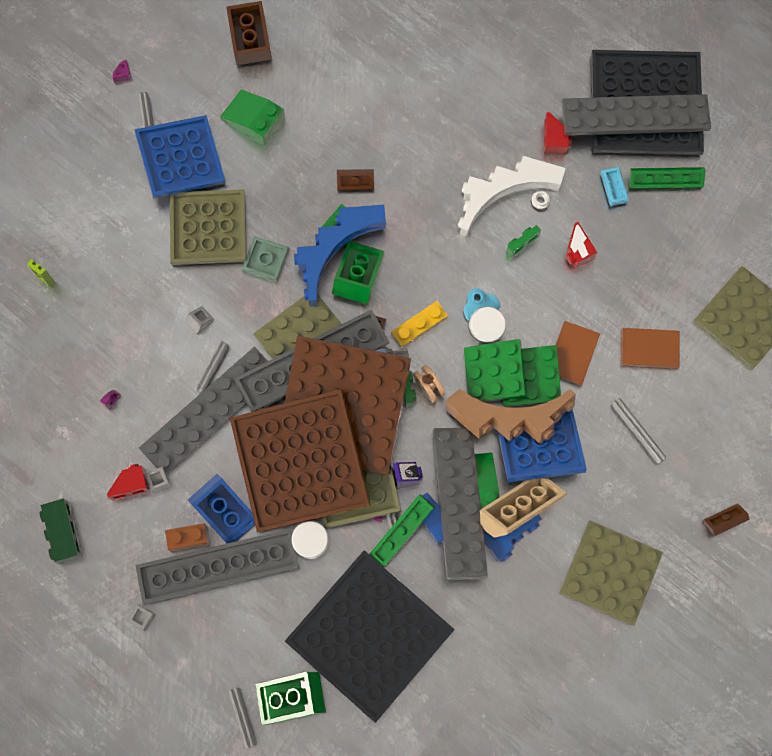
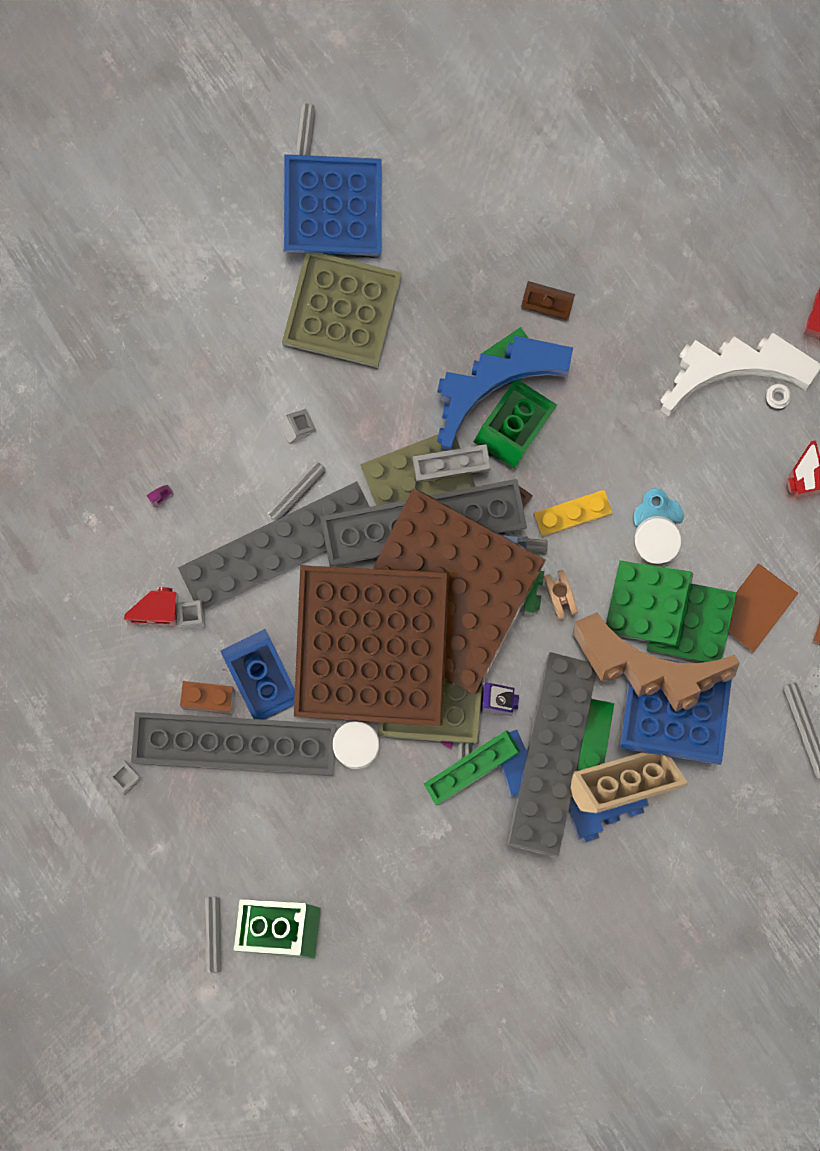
camera: 20 degrees right, 5 degrees up
(40, 272) = (116, 309): lime tile -> none
(60, 531) = (55, 643): dark green brick -> none
(122, 72) = (289, 67): magenta tile -> none
(248, 33) = (468, 63): reddish brown brick -> none
(254, 116) = (442, 176): green slope -> none
(265, 259) = (403, 371): sand green tile -> none
(320, 312) = (451, 463): none -> light grey plate
(369, 636) = (394, 883): black plate -> none
(519, 244) = (747, 440): green plate -> none
(611, 573) = (715, 896): olive plate -> none

